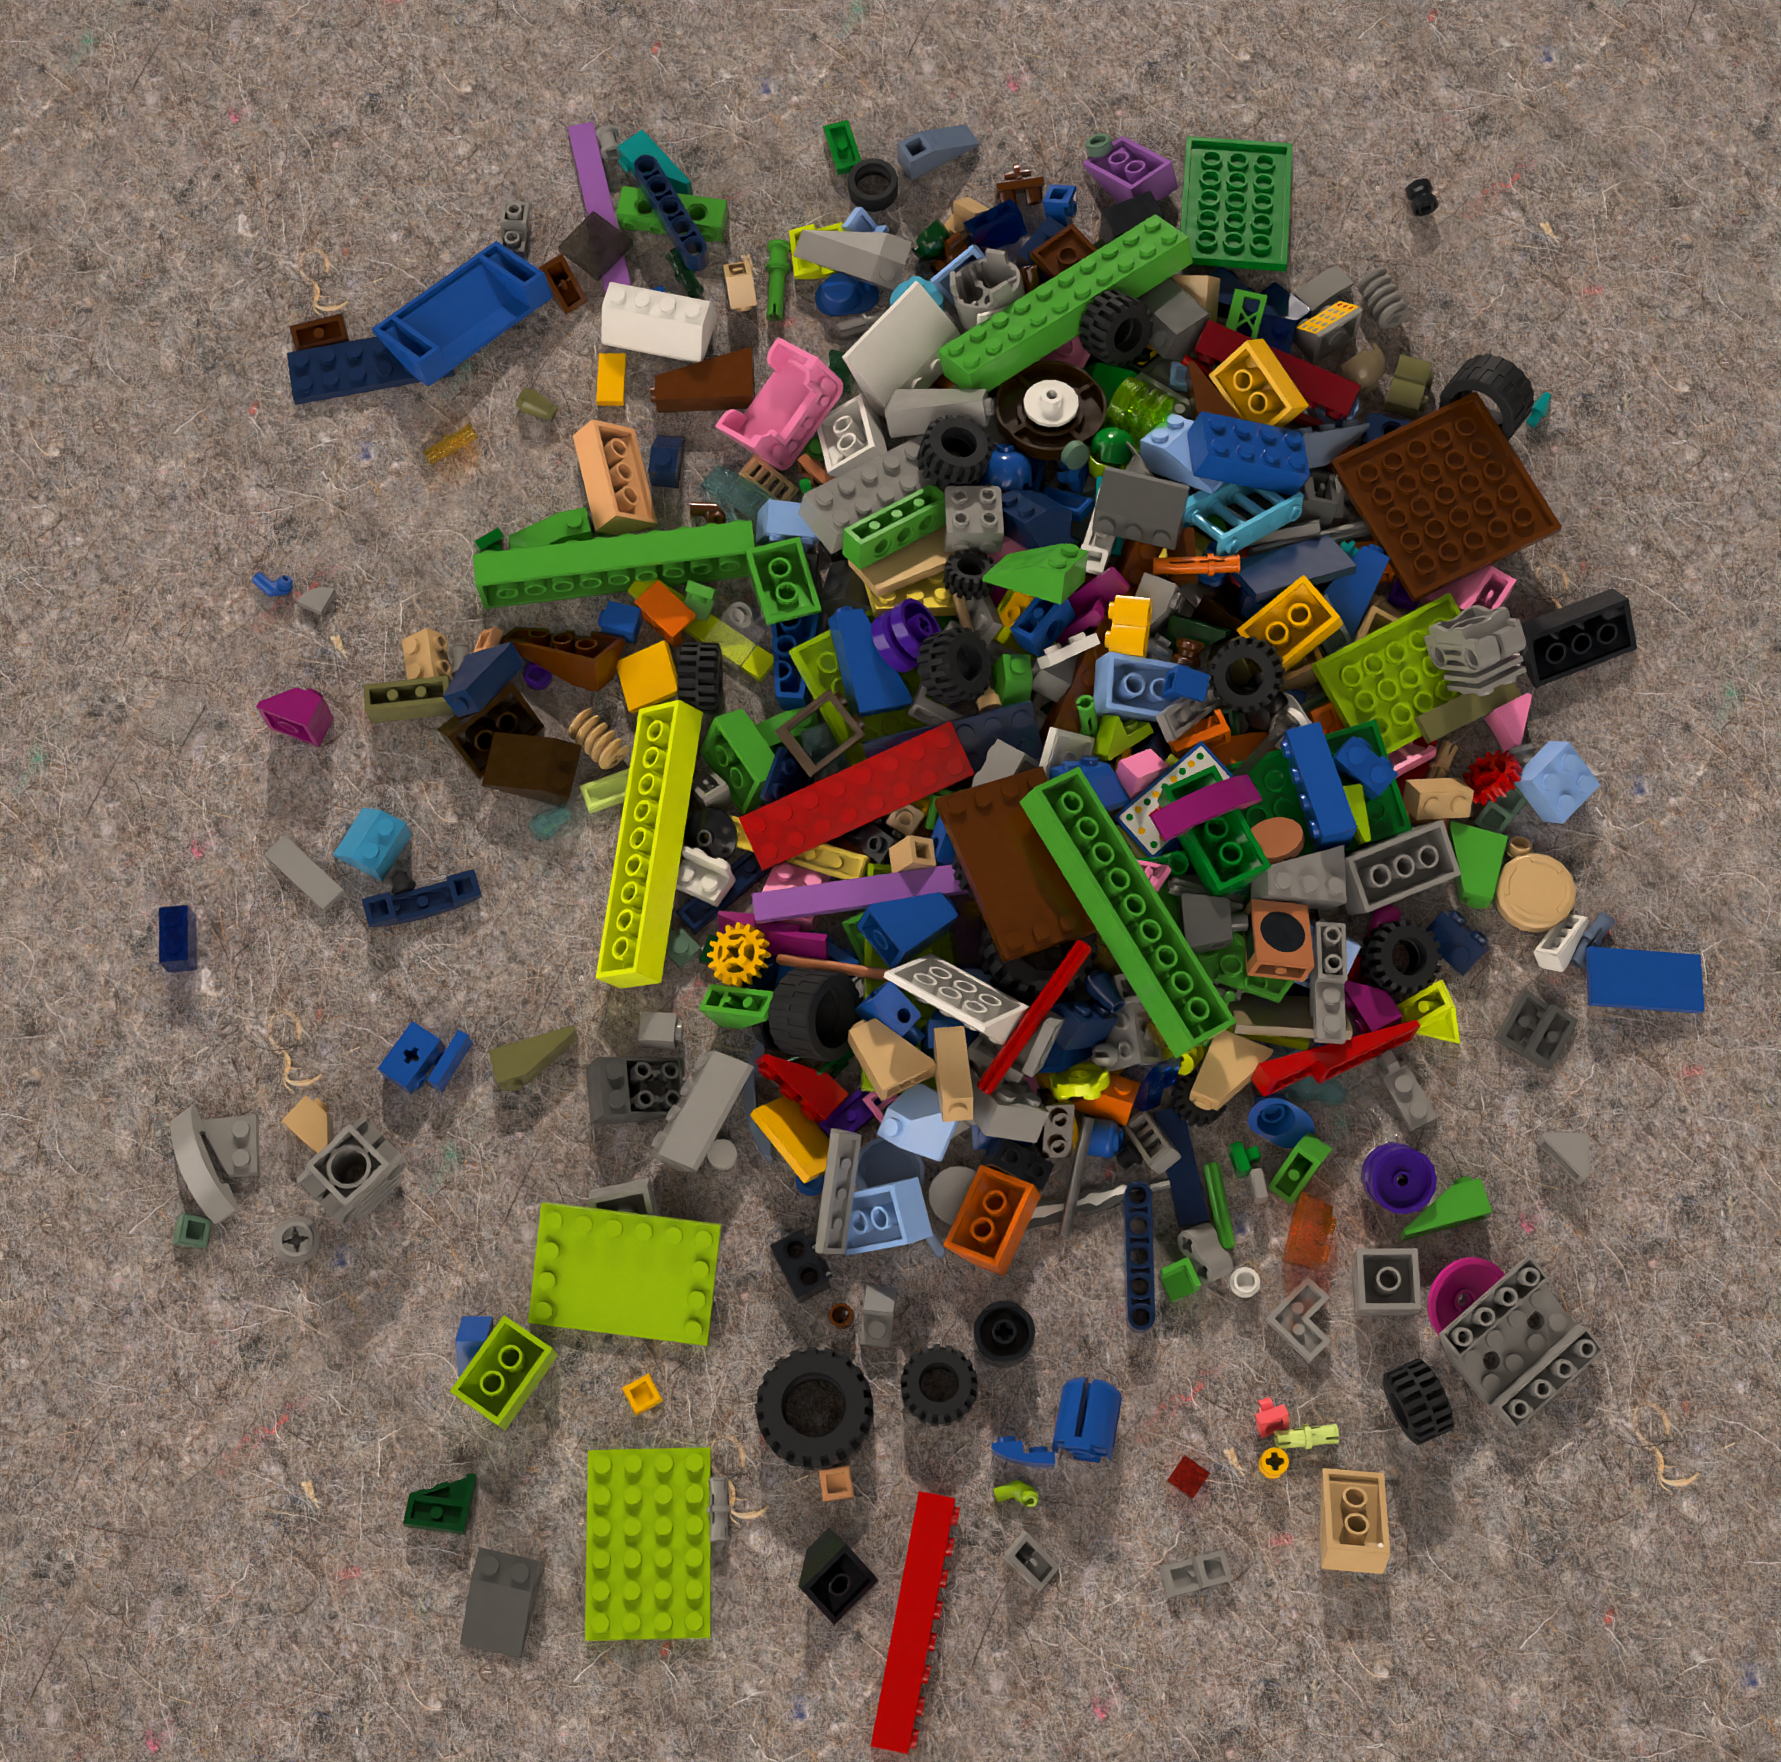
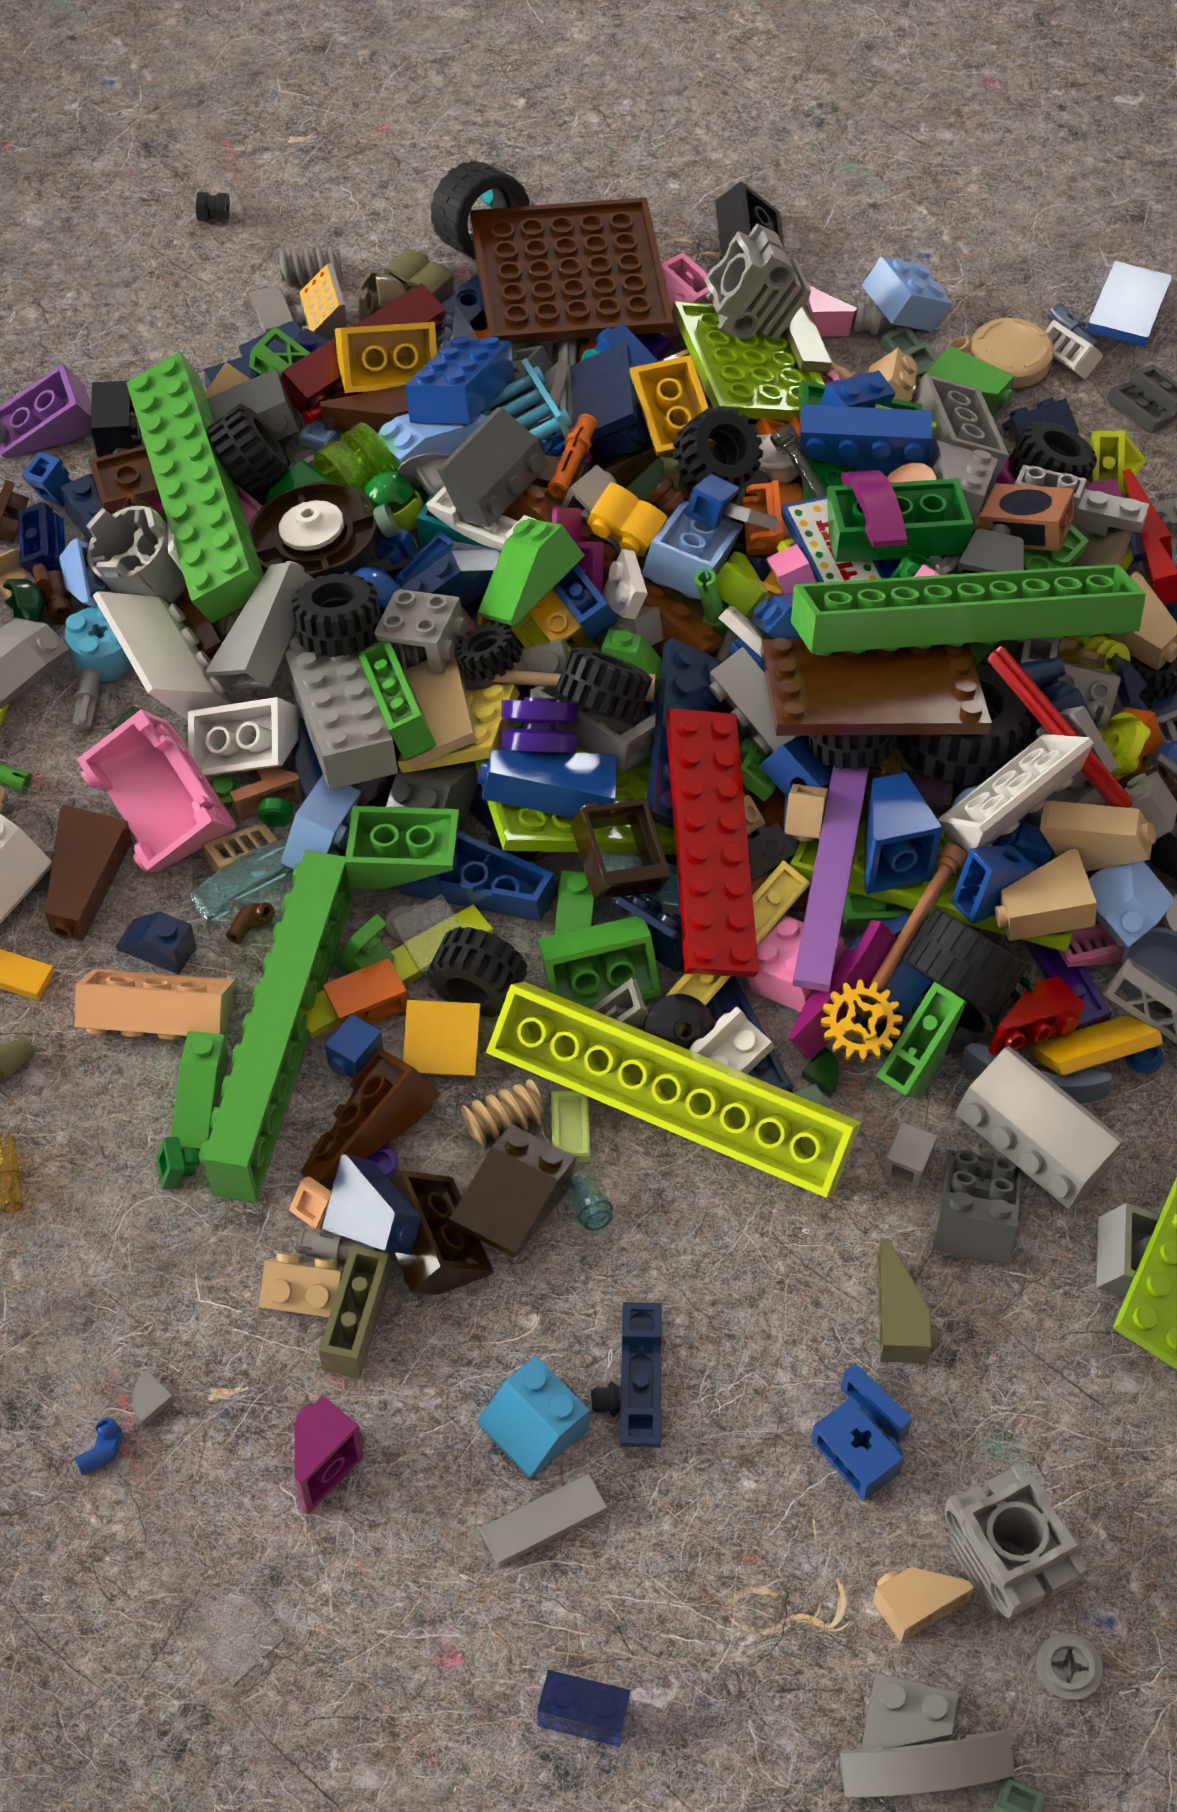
camera: 75 degrees left, 15 degrees down
(845, 296) = (36, 712): blue piece -> none
(1237, 202) = (126, 331): green plate -> none
(1493, 776) = (881, 339): red gear -> none

